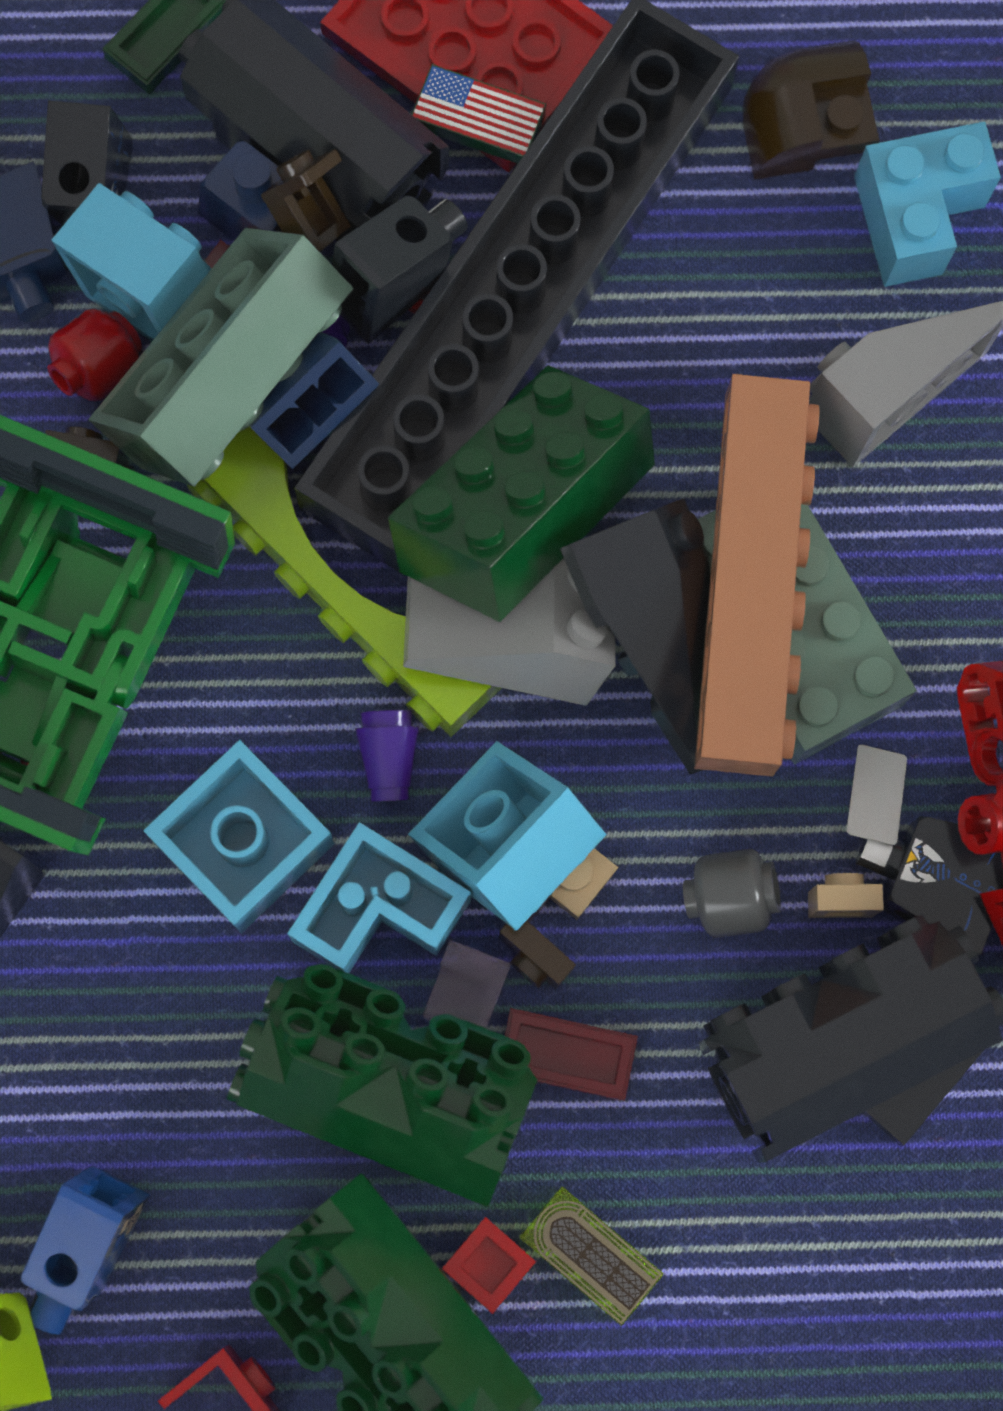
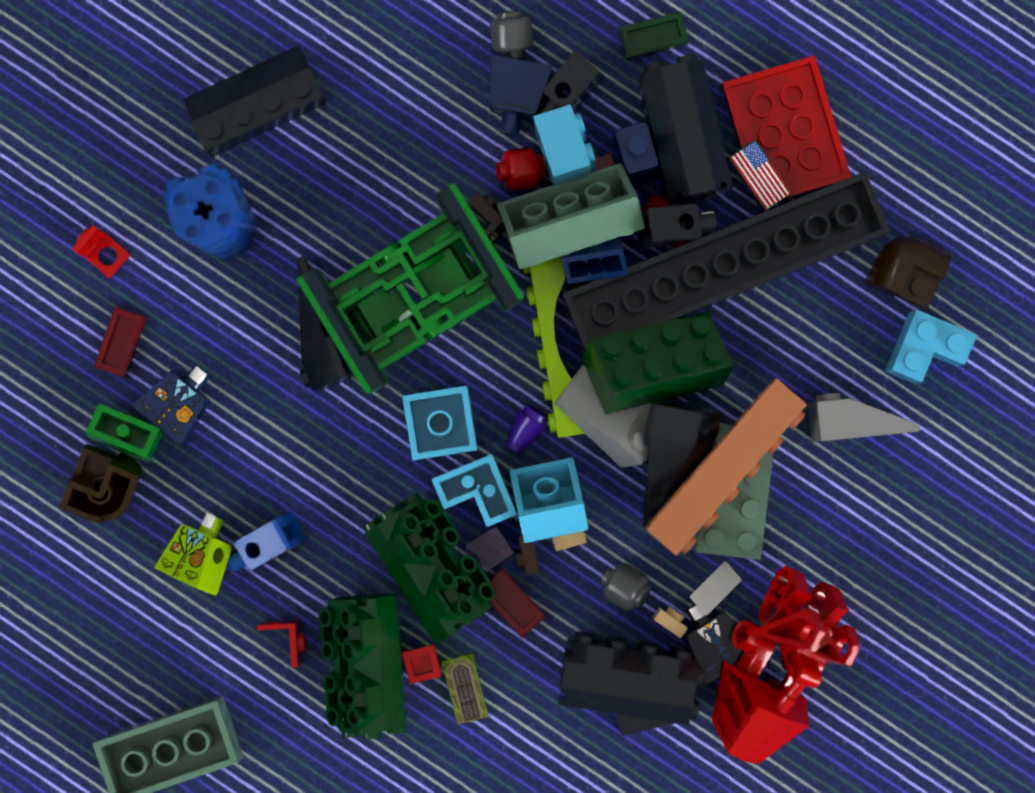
camera: 45 degrees right, 10 degrees up
(303, 200) = (651, 175): dark brown bracket -> none

